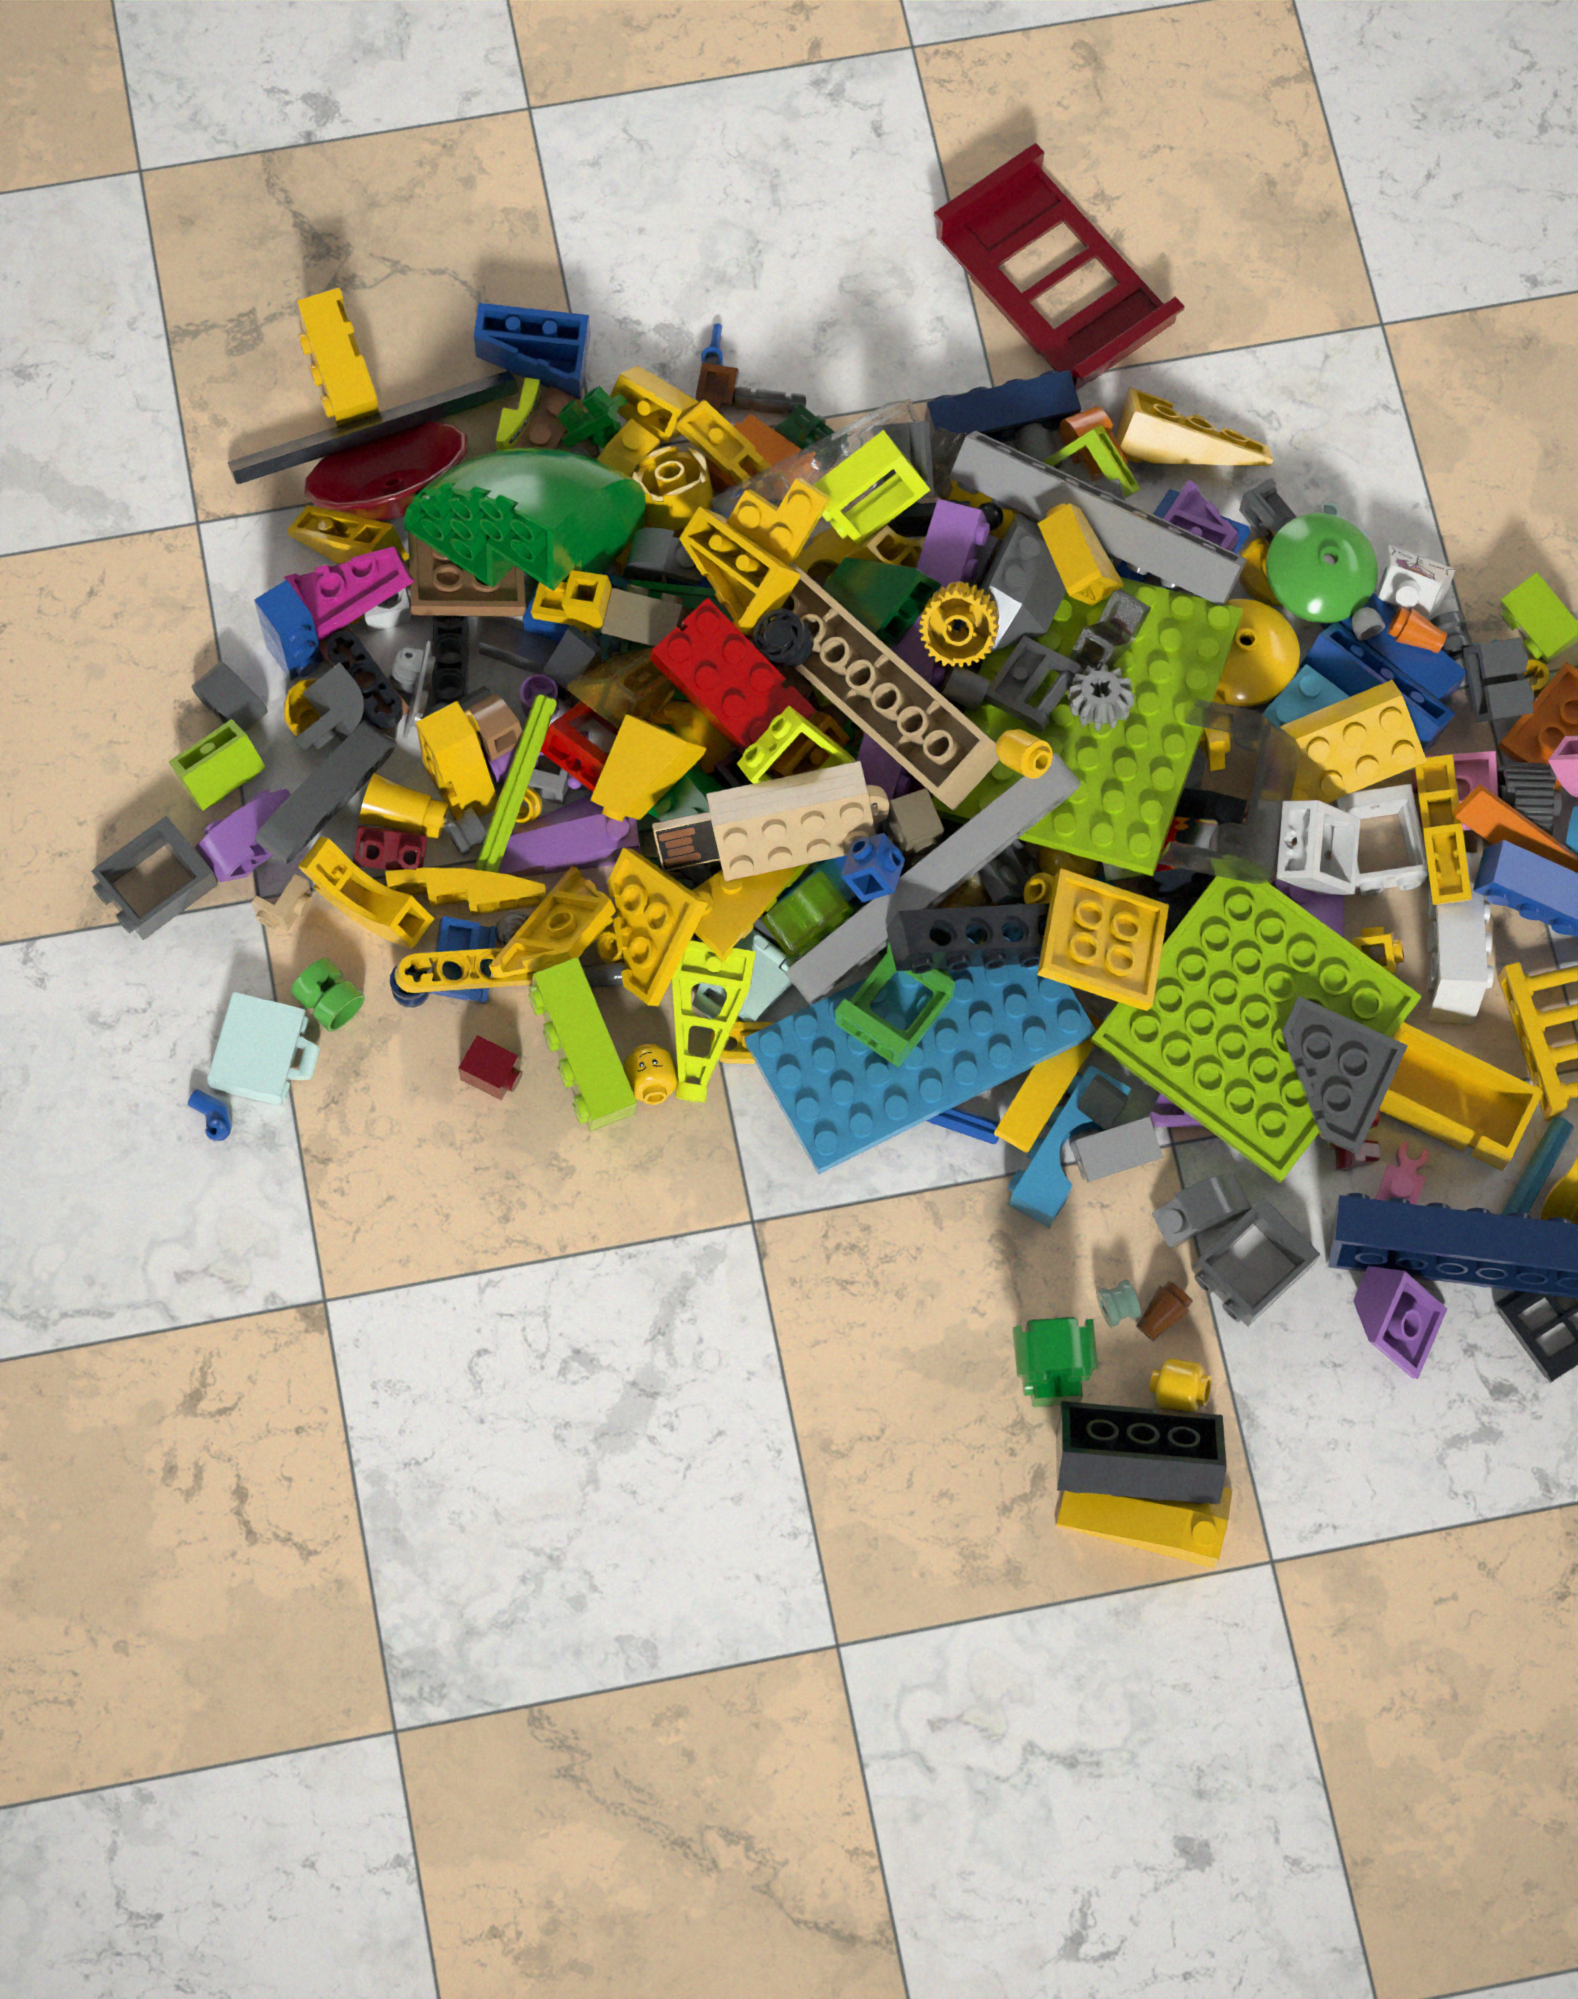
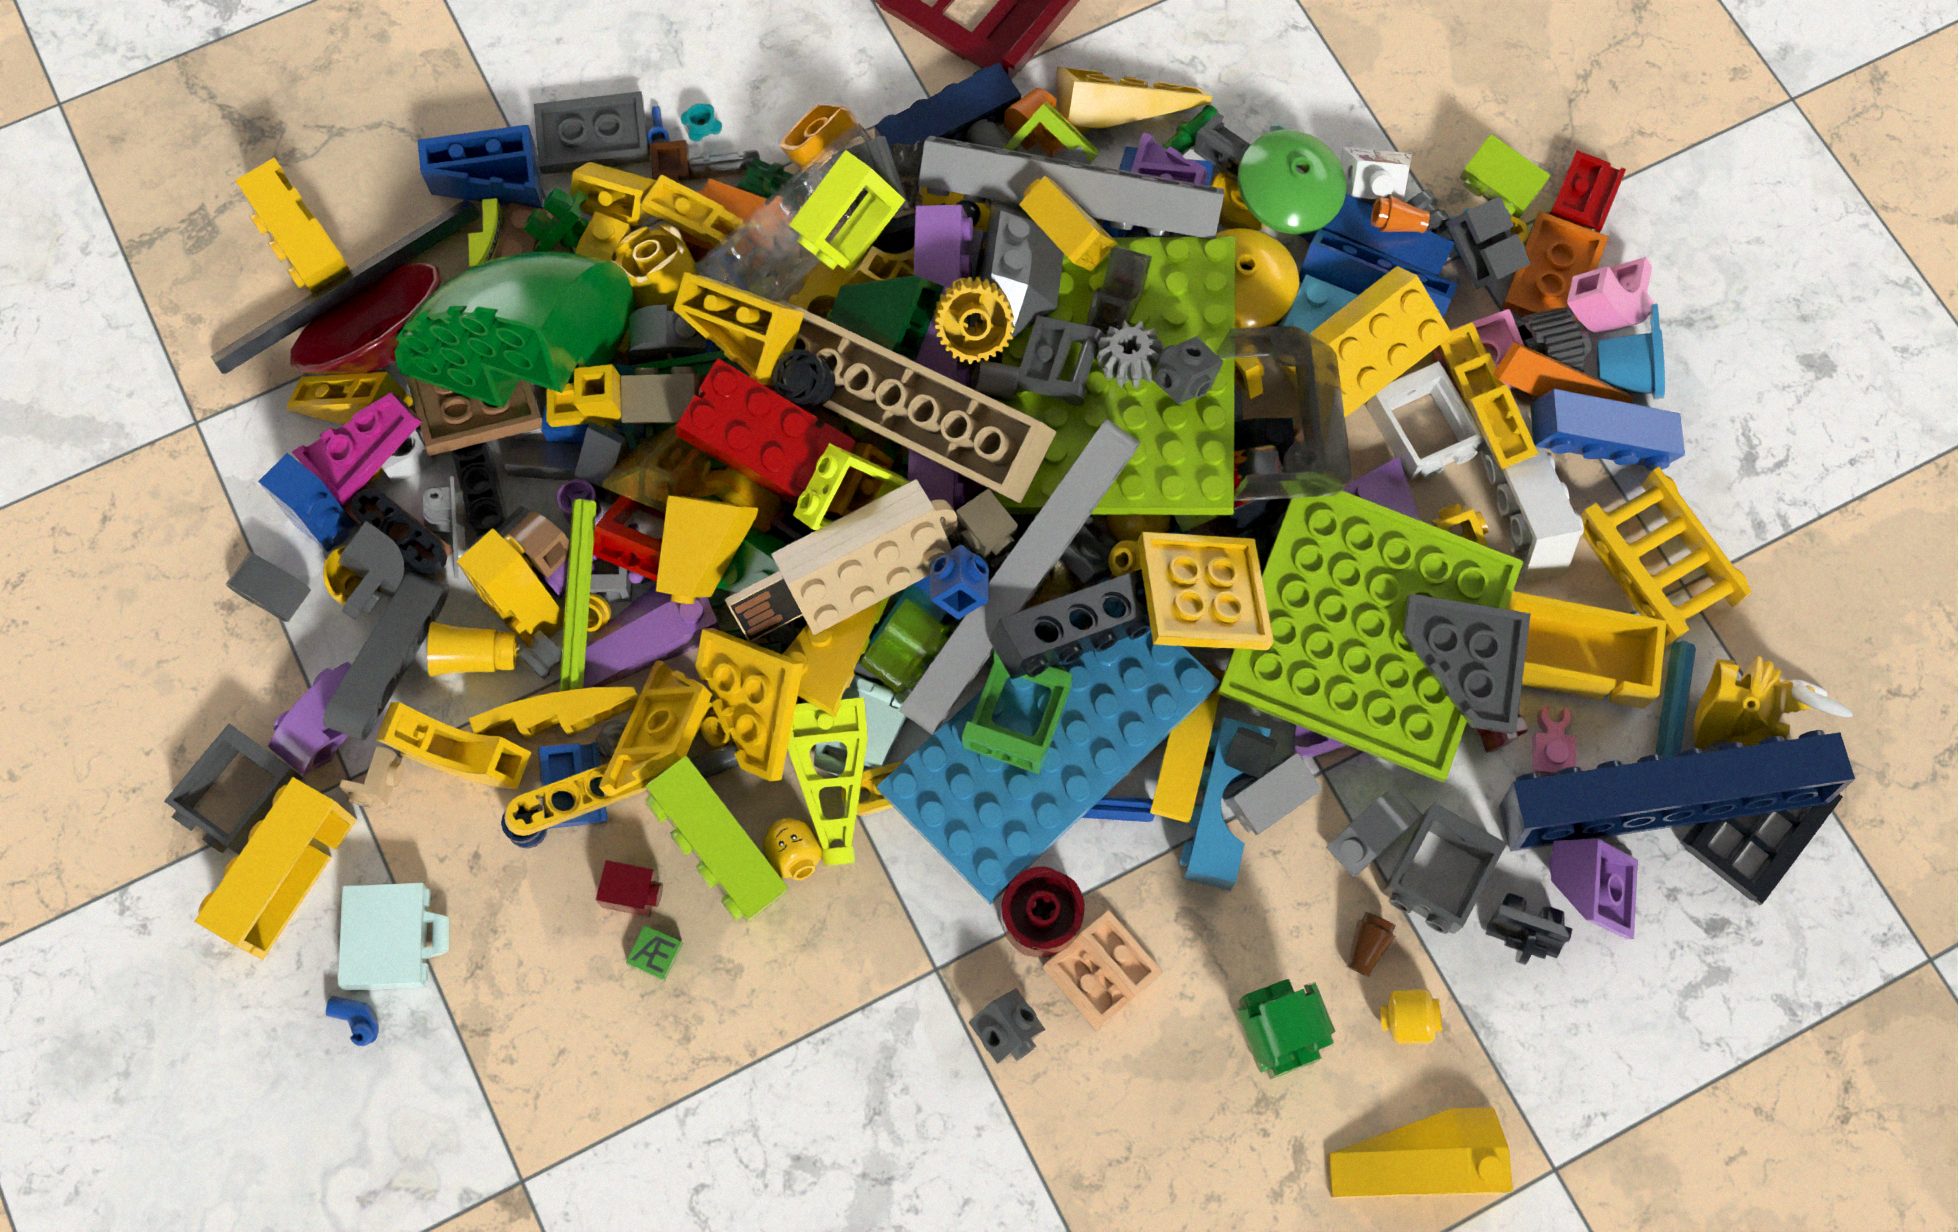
camera: 15 degrees left, 0 degrees up
(177, 959) = (274, 869): none -> yellow piece
(217, 765) = (270, 657): lime brick -> none
(332, 999) = (438, 857): bright green wheel -> none
(389, 849) = (466, 694): dark red hips -> none
(497, 1133) = (654, 953): none -> bright green tile
(649, 334) = (593, 130): none -> dark grey plate
(754, 343) = (701, 113): none -> teal plate
(784, 528) = (774, 272): yellow plate -> none
(802, 1287) = (1007, 1027): none -> dark grey brick
(868, 392) = (815, 132): none -> light orange piece
(884, 1185) = (1051, 891): none -> dark red brick
(906, 1264) = (1102, 970): none -> light nougat slope
(1024, 753) = (1078, 427): yellow brick -> none
(1118, 1303) = (1324, 949): sand green wheel -> none
(1140, 1452) = (1399, 1102): black brick -> none
(1148, 727) = (1187, 370): none -> dark grey brick
(1232, 494) = (1187, 132): none -> green pin
(1316, 1341) = (1527, 932): none -> black hips
(1318, 832) = (1388, 447): white window -> none
(1367, 623) = (1351, 221): light grey hinge -> none

